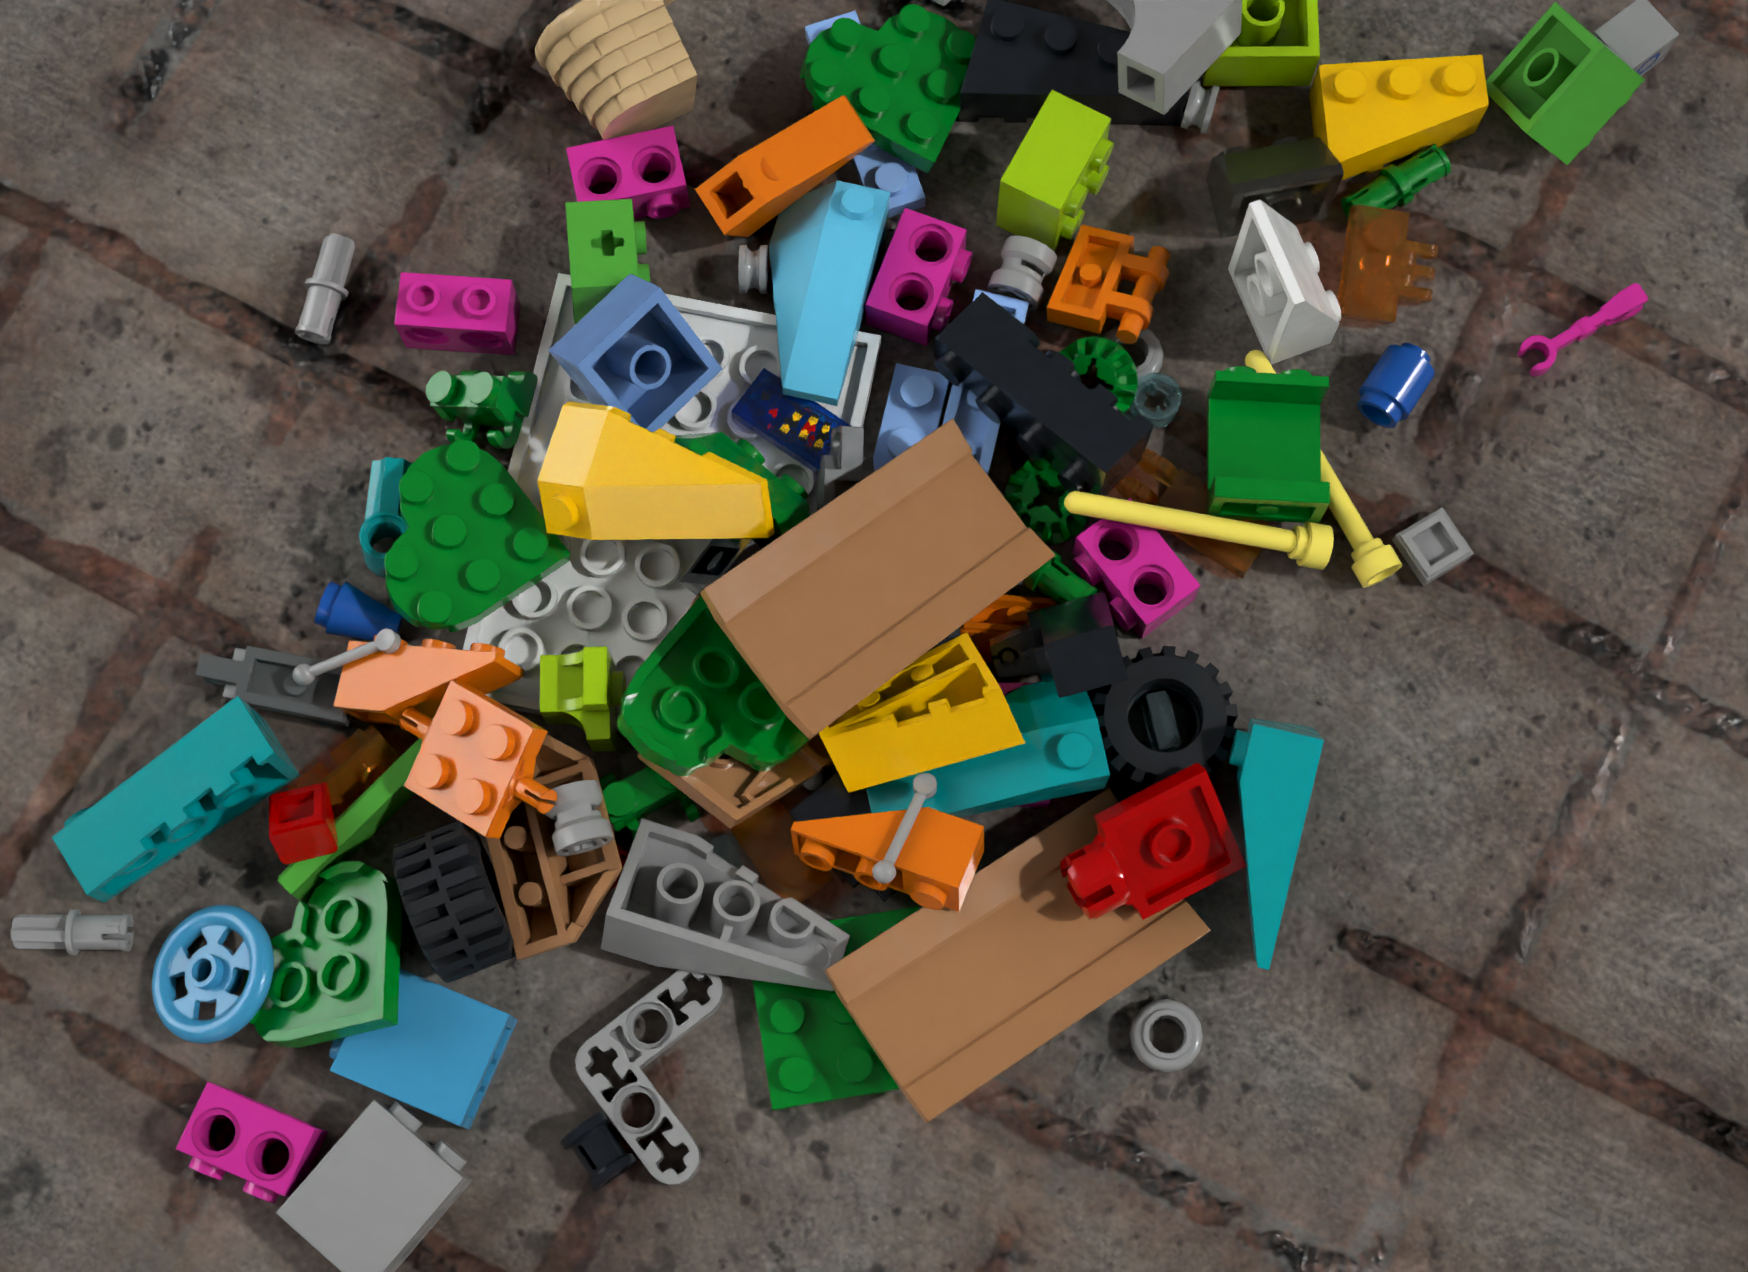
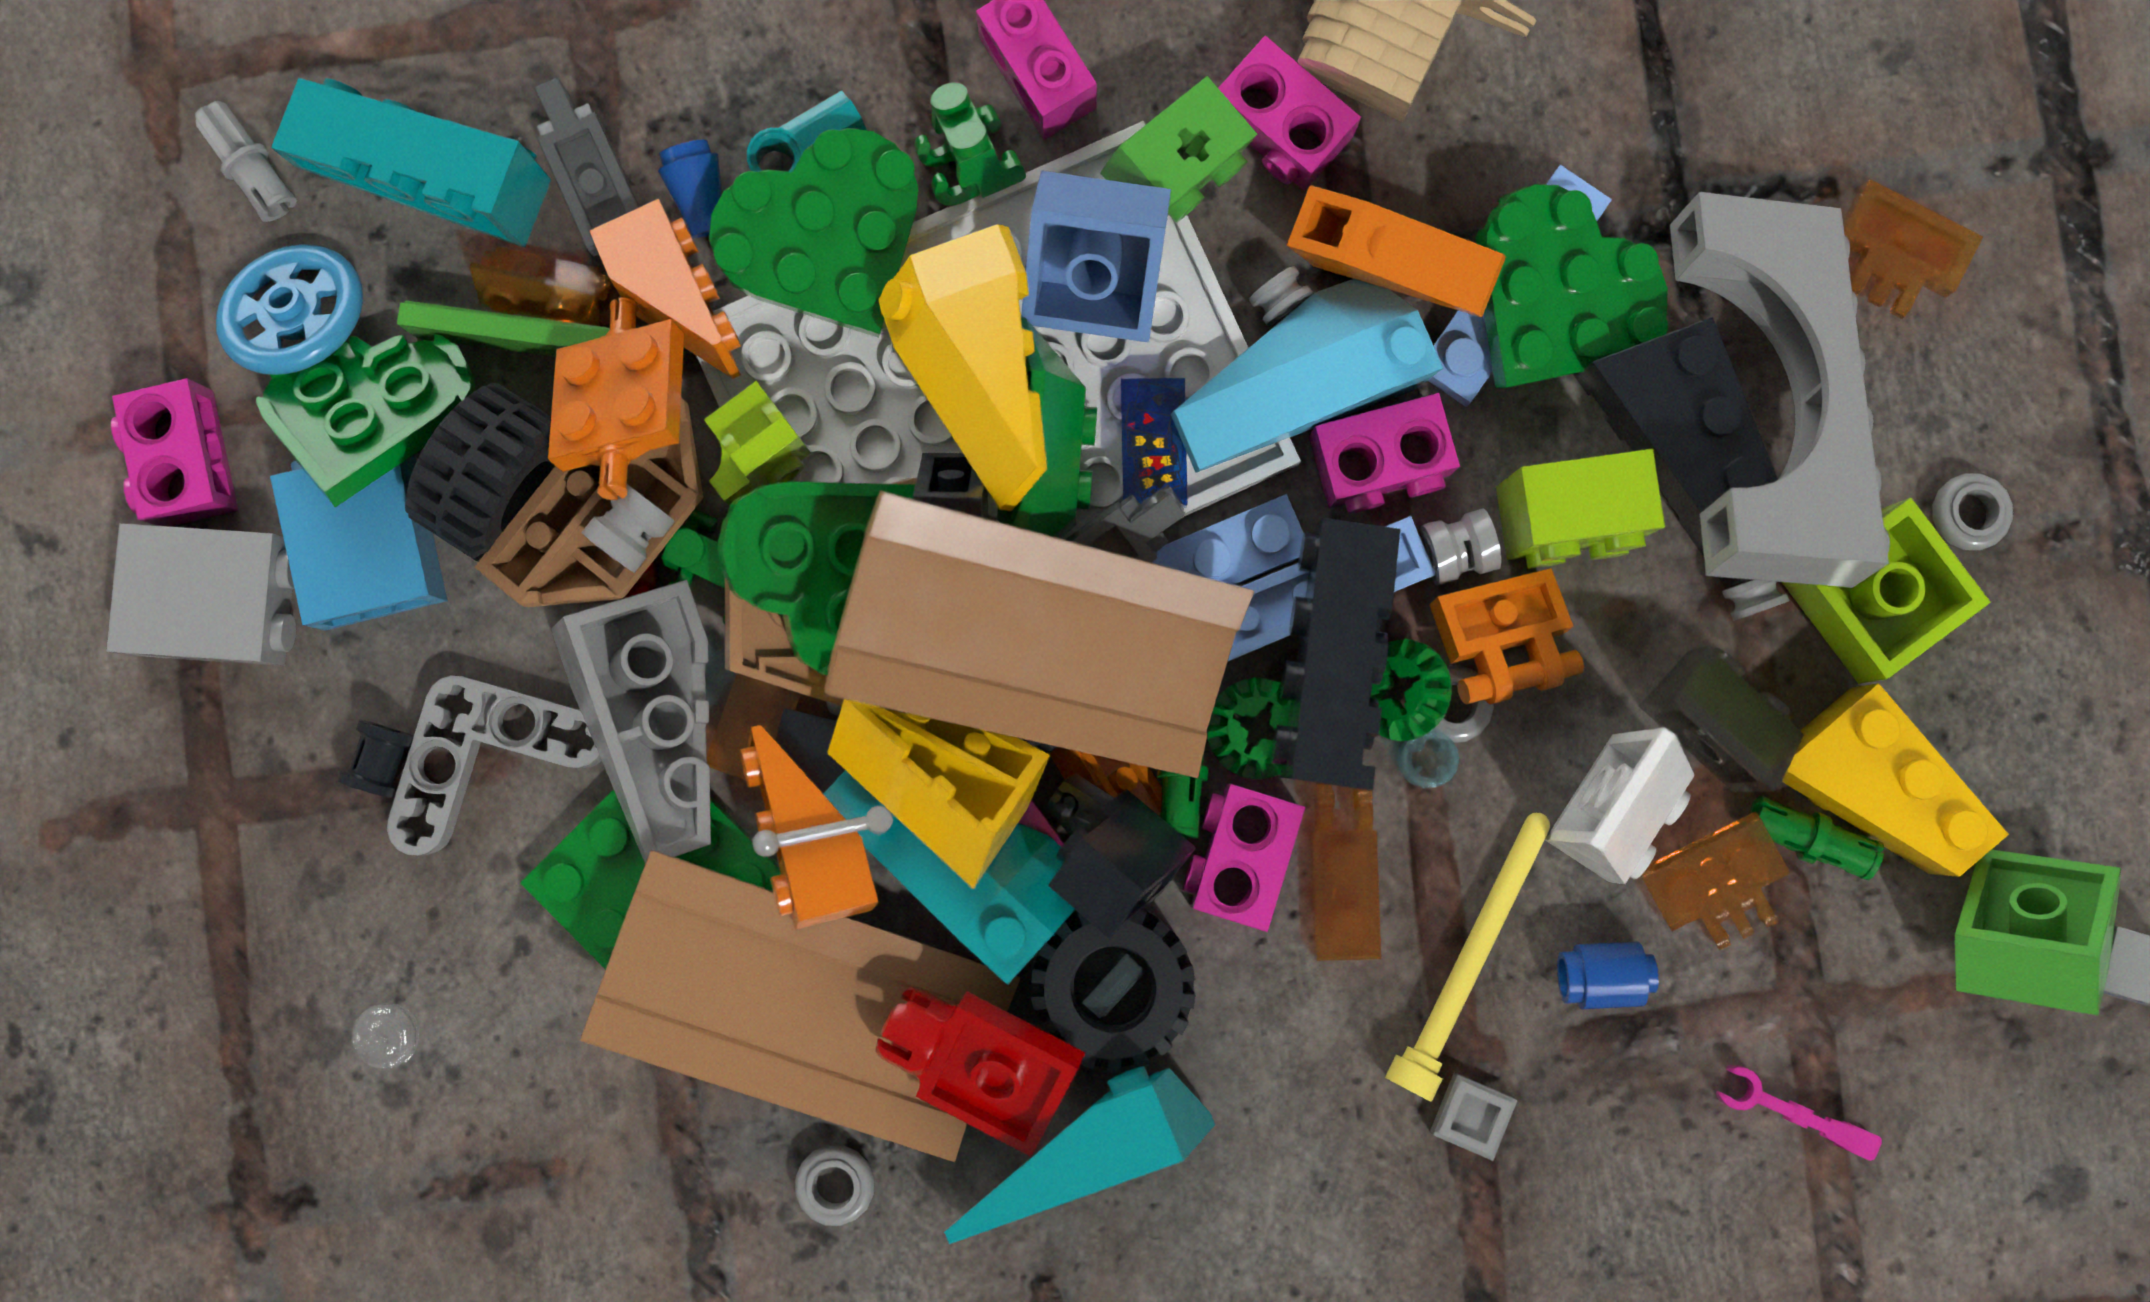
camera: 55 degrees right, 10 degrees up
(302, 823) = (462, 284): red slope -> none
(386, 641) = (673, 232): light grey hinge -> none
(1265, 446) = (1450, 897): green panel -> none
(1307, 544) = (1385, 1001): light yellow piece -> none

